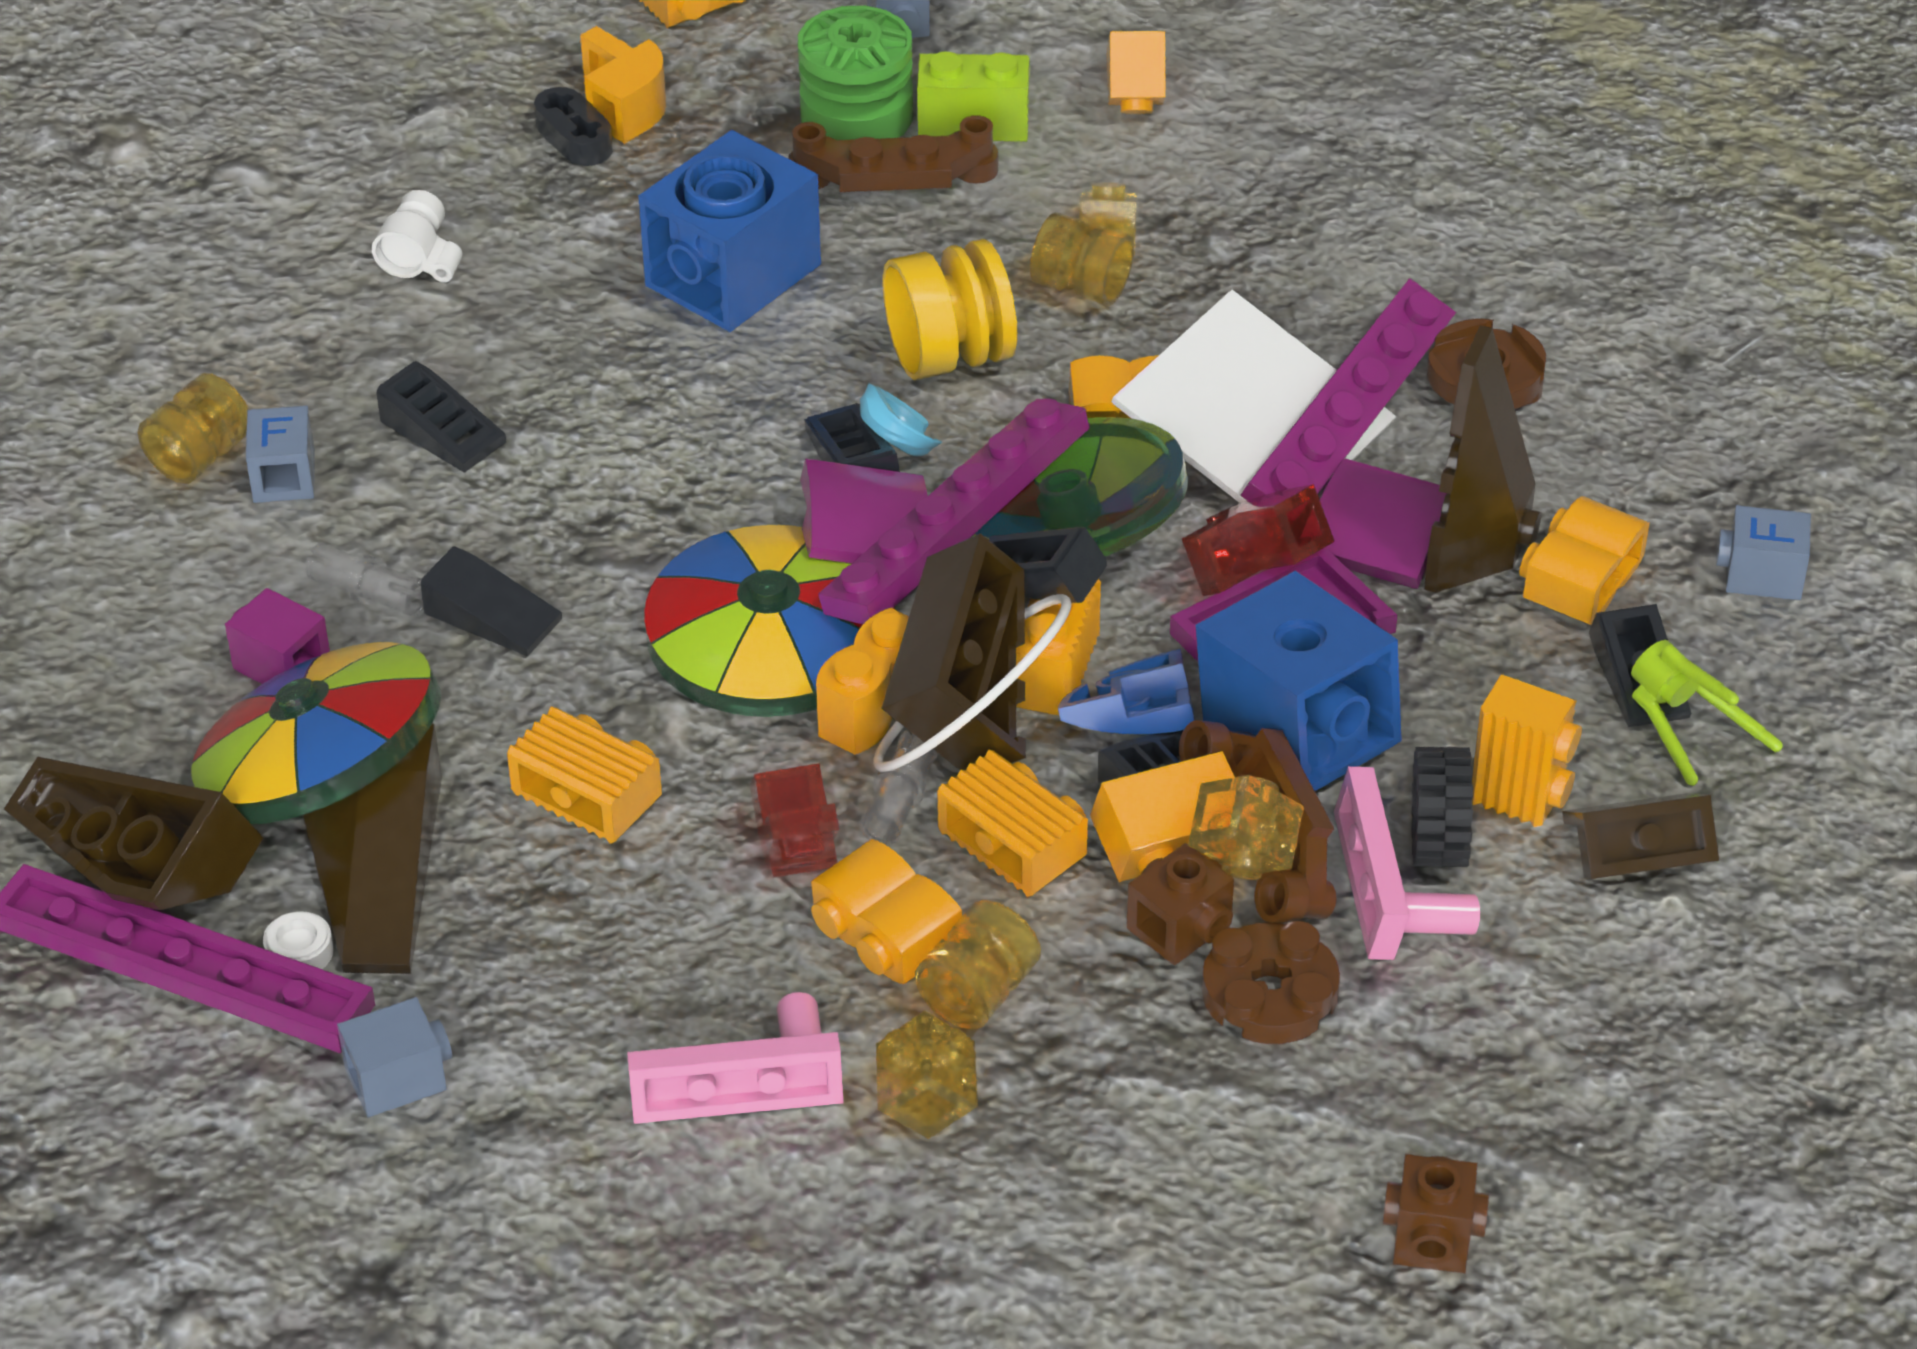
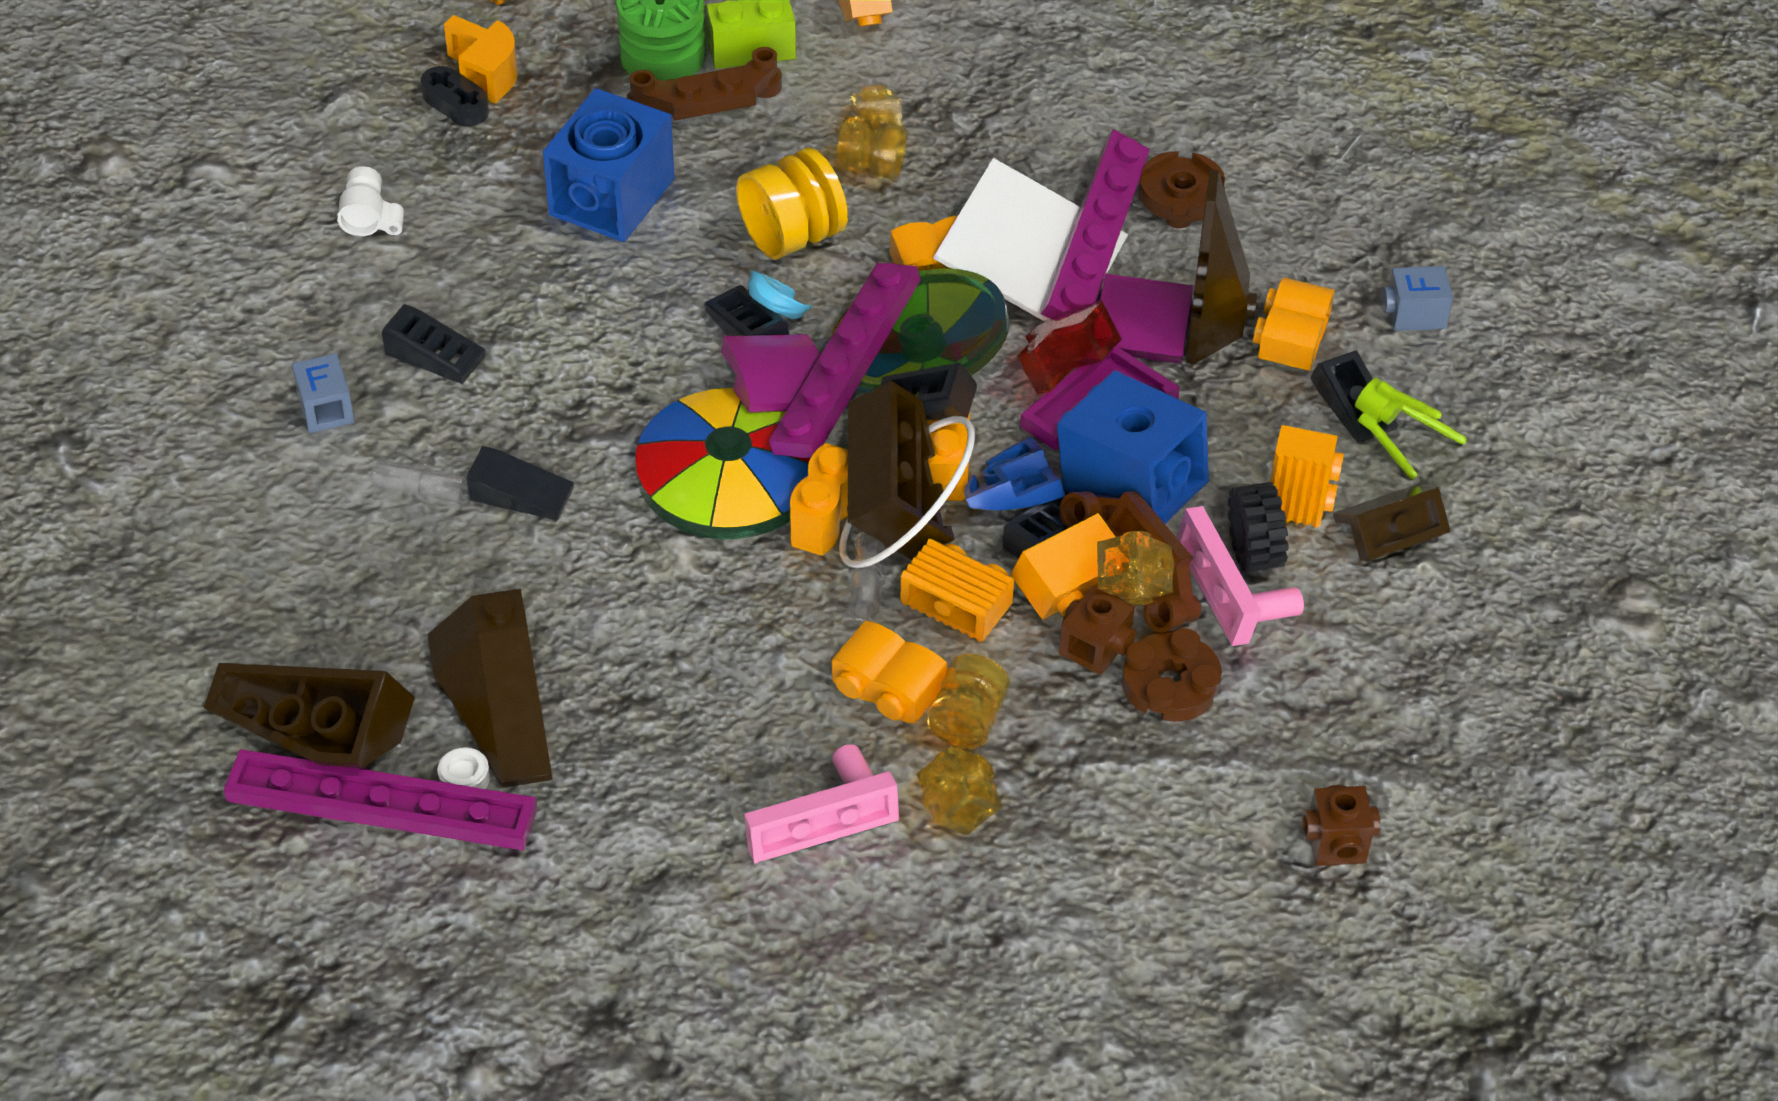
camera: 15 degrees left, 5 degrees up
(194, 428) = (251, 383): clear yellow wheel -> none
(274, 636) = (371, 542): magenta brick -> none
(319, 731) = (433, 608): dish -> none
(394, 1056) = (568, 846): sand blue brick -> none
(584, 773) = (635, 605): light orange brick -> none
(794, 820) = (802, 616): clear red brick -> none

